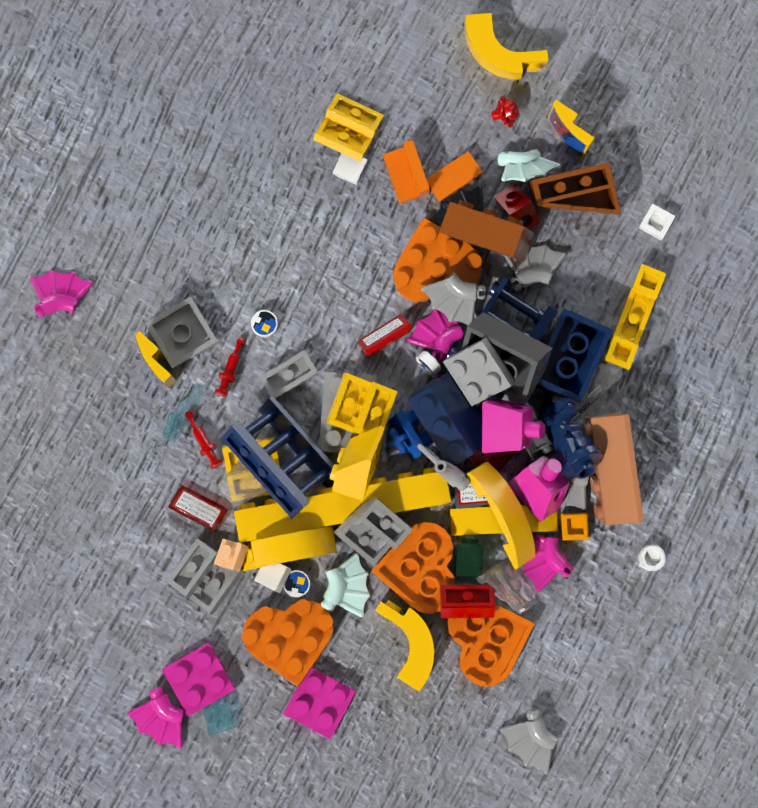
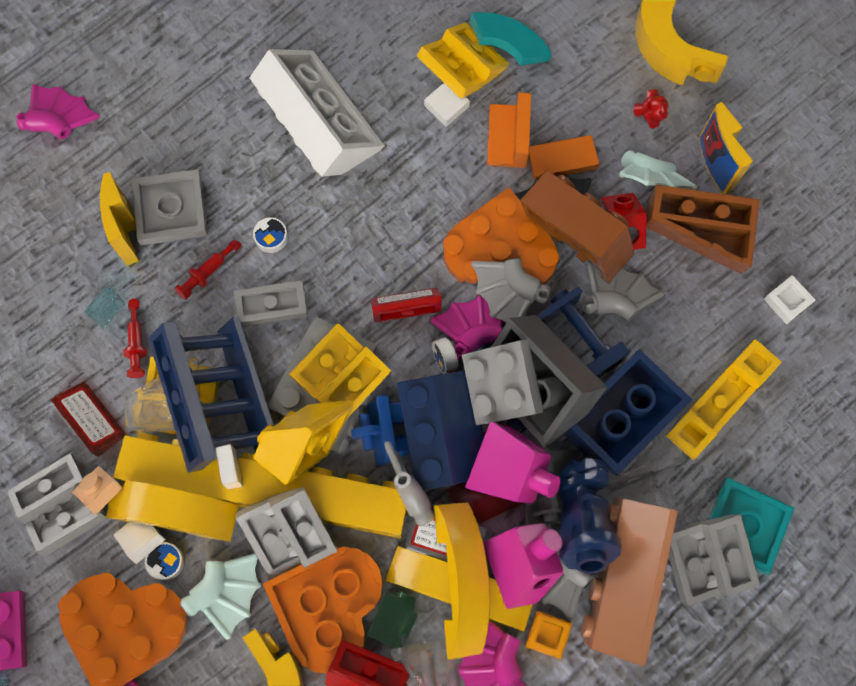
camera: 25 degrees right, 10 degrees down
(256, 214) = (315, 111): none -> white slope
(318, 503) = (229, 466): none -> white tile
(376, 93) = (510, 36): none -> teal tile
(664, 432) = (712, 559): none -> light grey slope
(681, 399) = (762, 516): none -> teal tile

